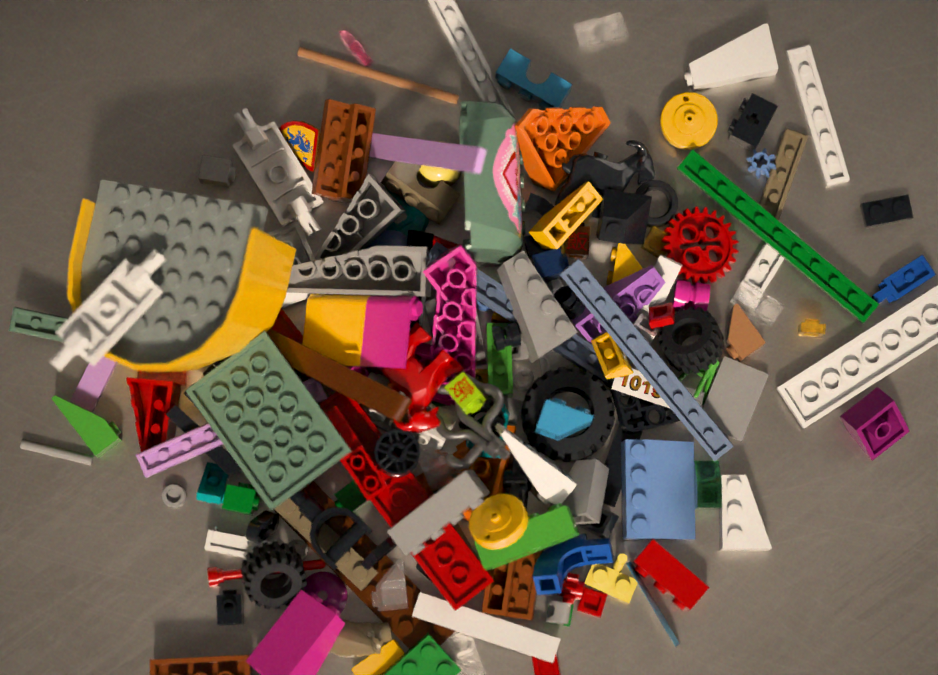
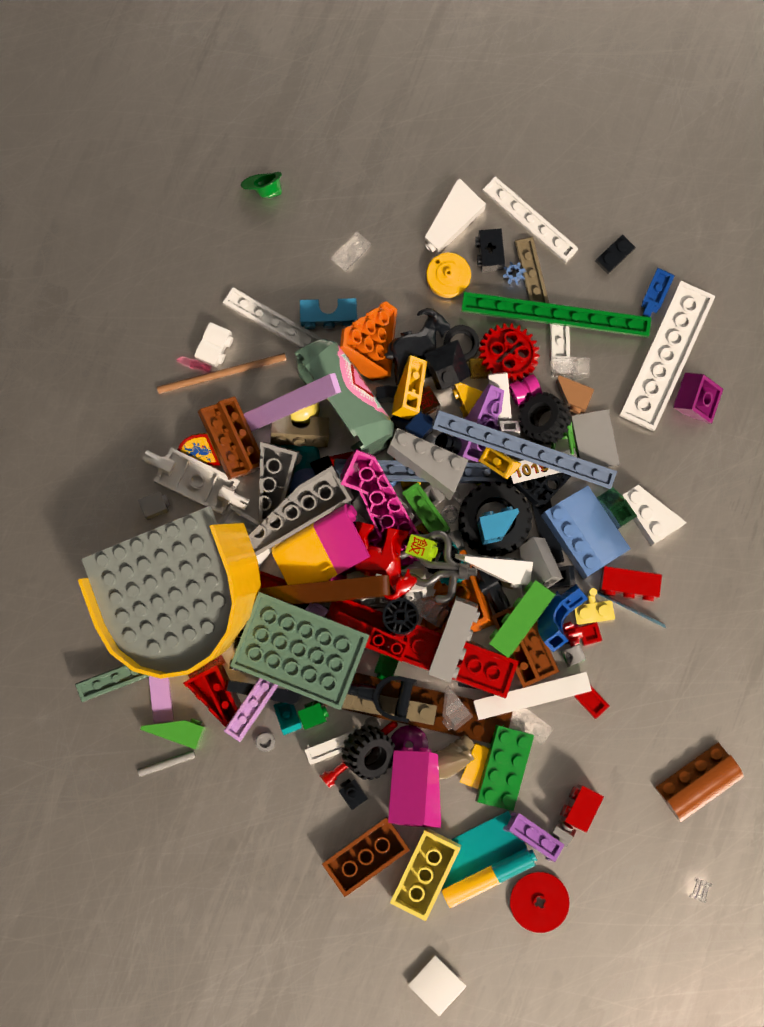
camera: 30 degrees left, 0 degrees up
(109, 312) = (146, 645): white plate -> none
(262, 526) = (339, 724): black beam -> none
(378, 553) = (429, 692): black tile -> none
(388, 39) = (213, 345): none -> white brick
(498, 521) = (498, 619): yellow wheel -> none
(511, 333) = (421, 493): black wheel -> none
(661, 315) = (514, 414): red tile -> none
(812, 328) = (617, 361): clear yellow plate -> none

